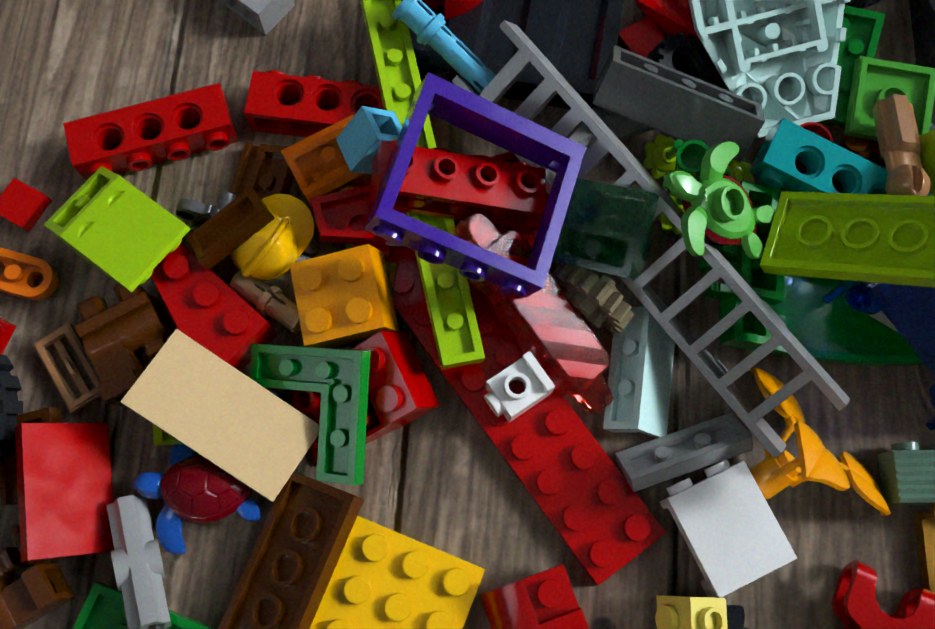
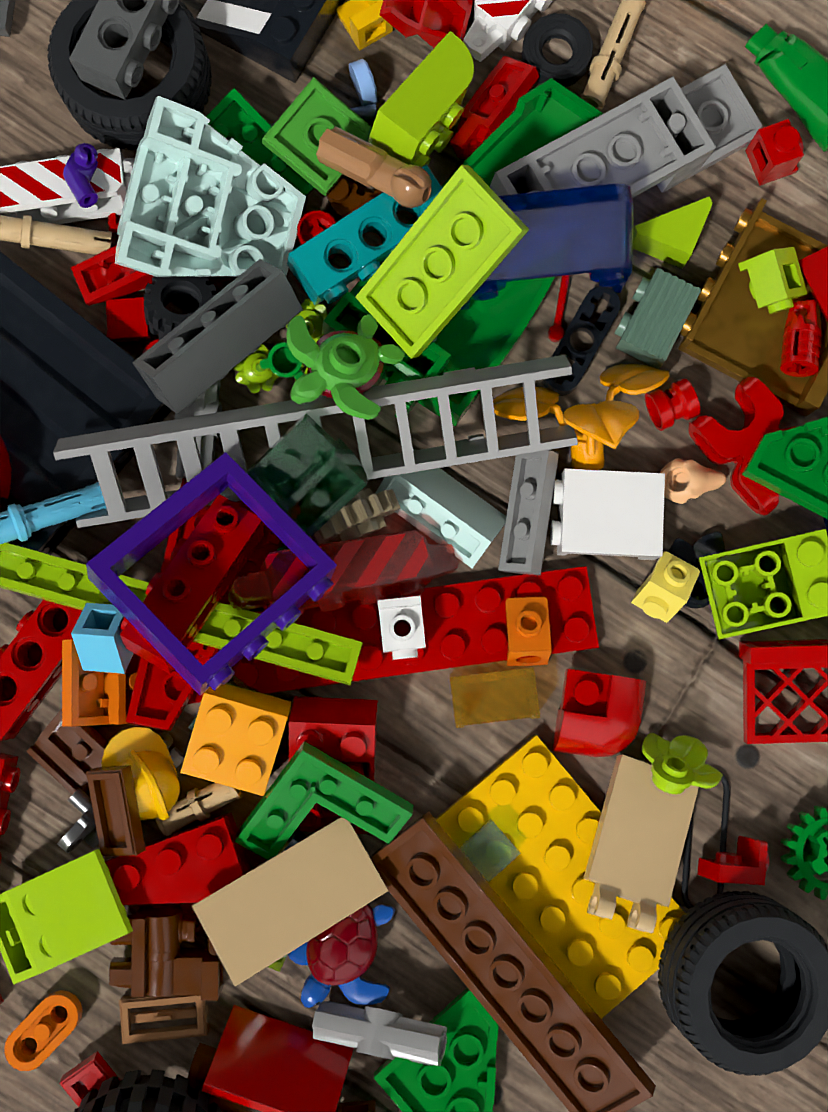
camera: 60 degrees left, 10 degrees up
(356, 580) = (490, 850): none -> clear light blue tile
(499, 508) = (494, 697): none -> clear yellow panel
(575, 508) = (528, 631): none -> orange bracket
(804, 589) = (689, 480): none -> light nougat animal
(857, 392) = (556, 331): none -> red hinge
(866, 536) = (673, 404): none -> red wheel
(880, 411) = (604, 322): none -> black beam

